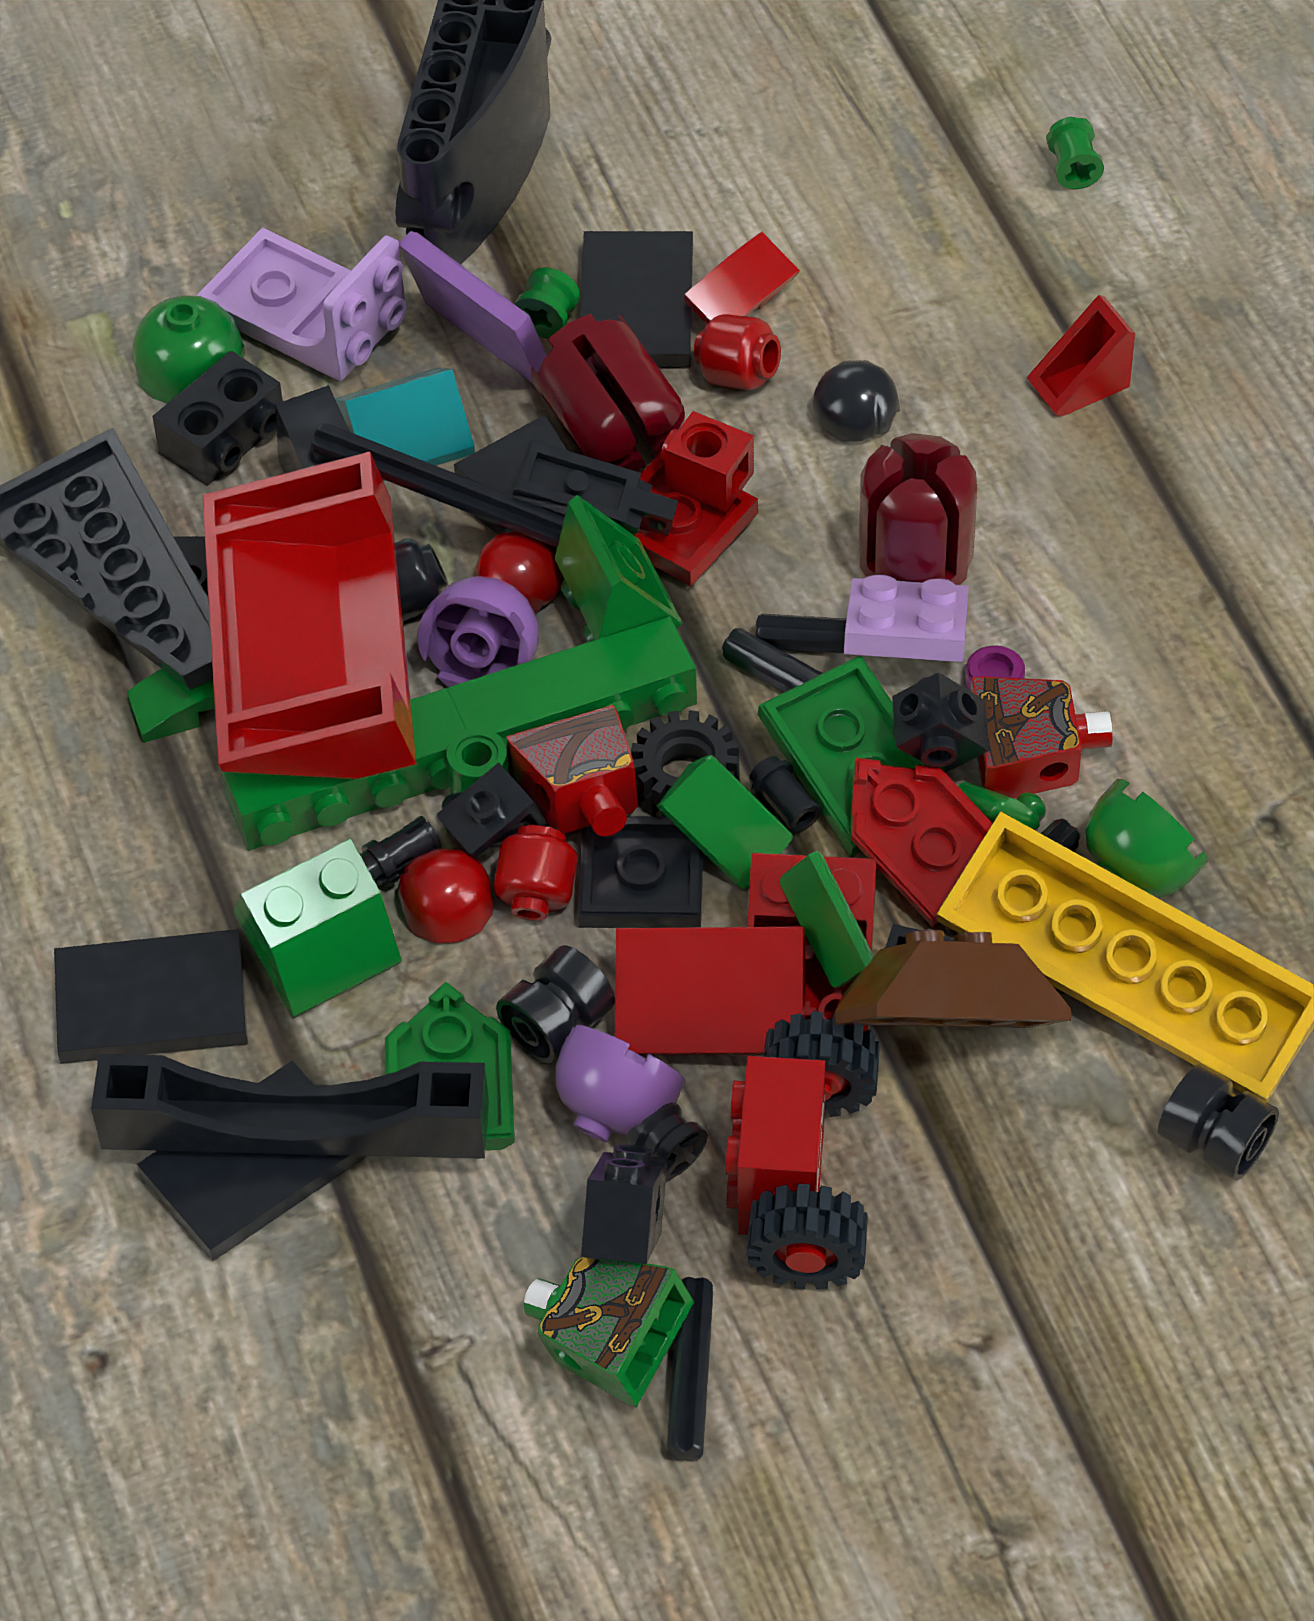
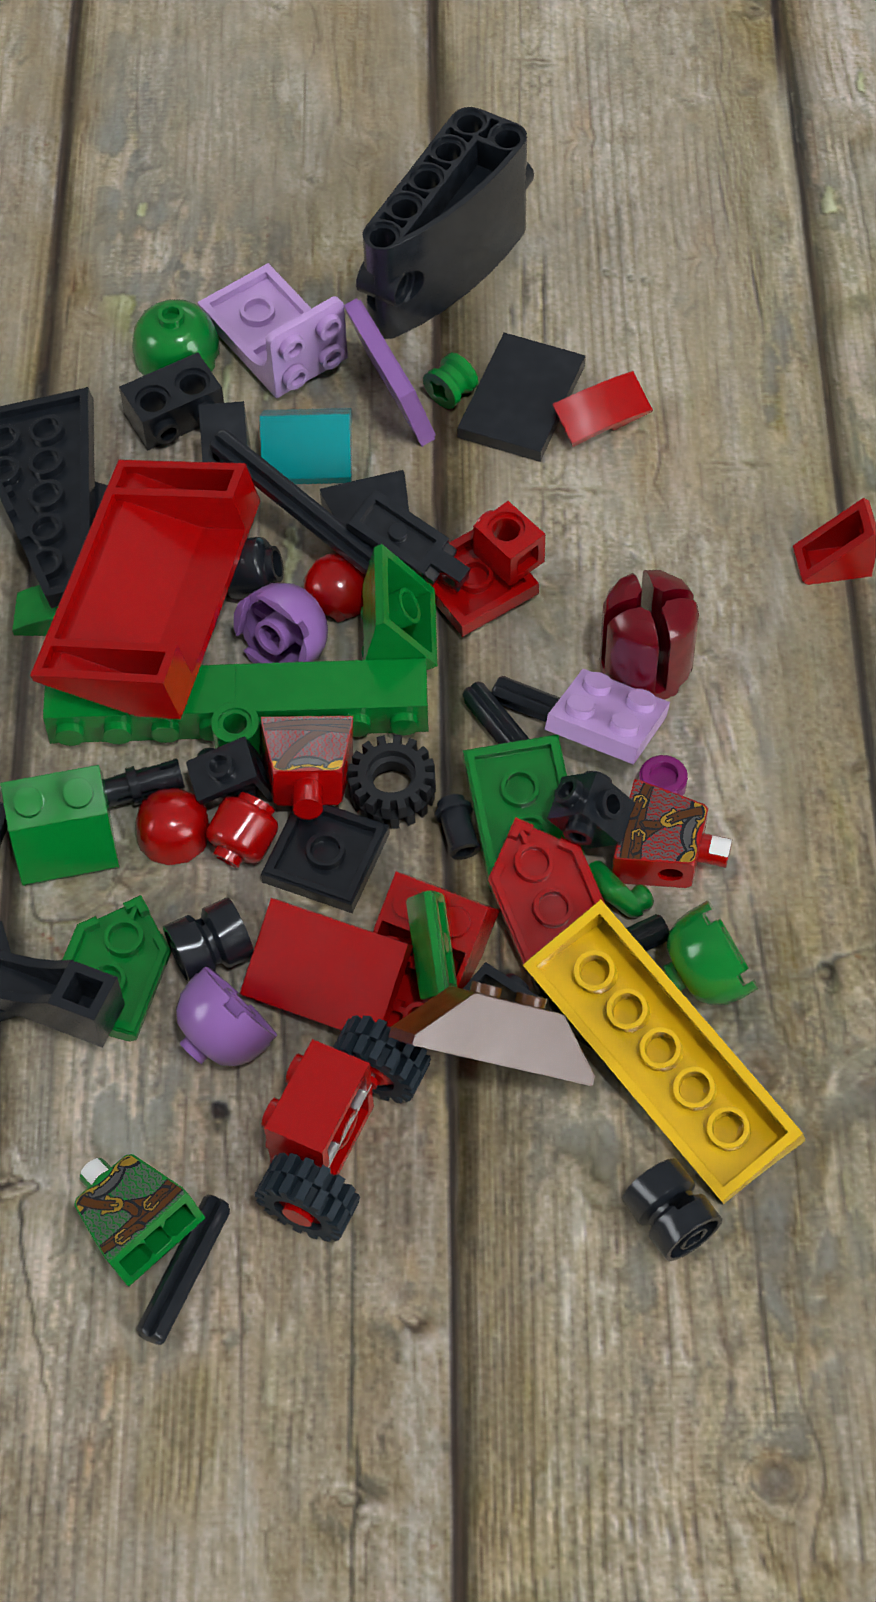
camera: 20 degrees right, 5 degrees up
(617, 370) = (438, 460): dark red cylinder -> none
(624, 1205) = (178, 1125): black brick -> none
(670, 1138) = (246, 1079): black wheel -> none
(723, 818) = (395, 833): green slope -> none
(737, 352) = (575, 461): red head -> none
(855, 401) = (650, 526): black hair -> none

